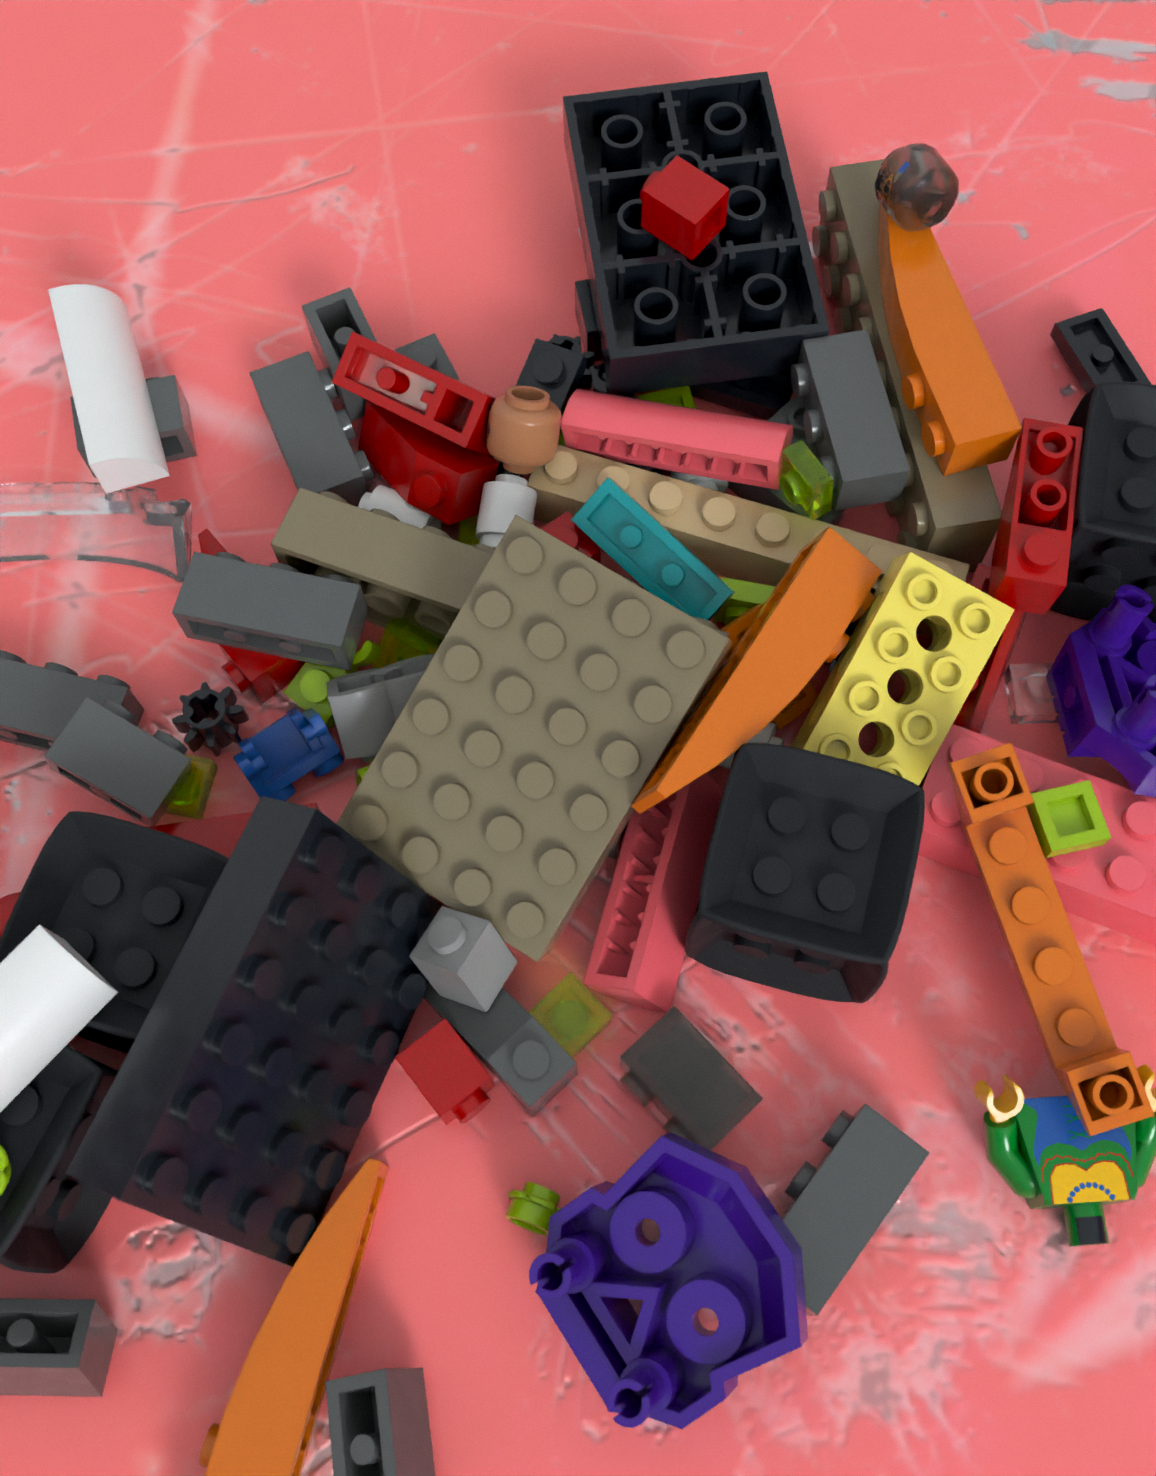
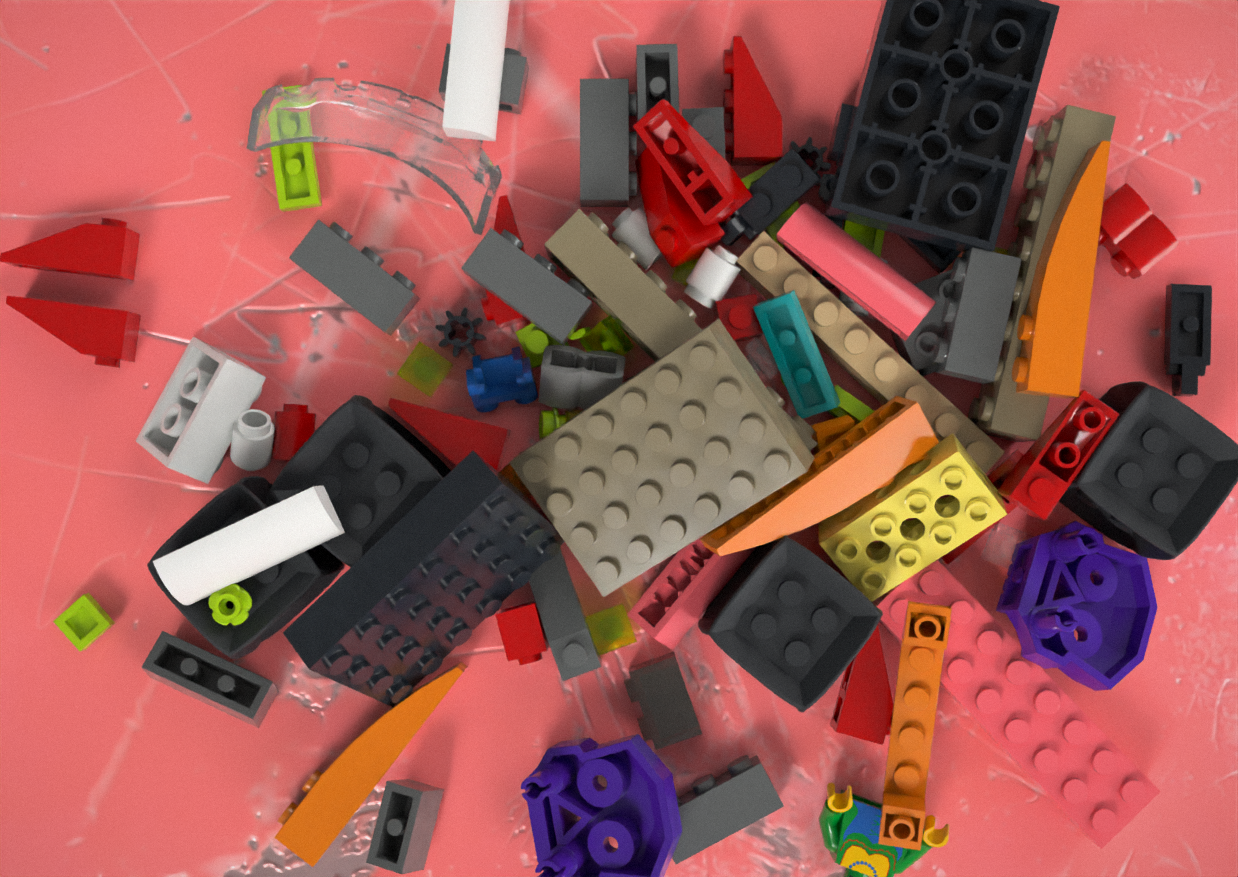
camera: 20 degrees right, 20 degrees up
(120, 761) = (393, 352): dark grey brick -> none
(464, 958) = (560, 574): light grey brick -> none
(473, 334) = (755, 118): none -> red slope
(523, 429) = (749, 227): nougat head -> none
(532, 1207) = (542, 731): lime plate -> none
(683, 207) = (936, 111): red brick -> none
(805, 480) = (922, 350): clear neon green plate -> none
(916, 187) = (1104, 182): clear smoke head -> none
(957, 948) = (865, 695): none -> red slope
(992, 289) = (1133, 233): none -> red brick
(1068, 819) = (968, 657): lime plate -> none

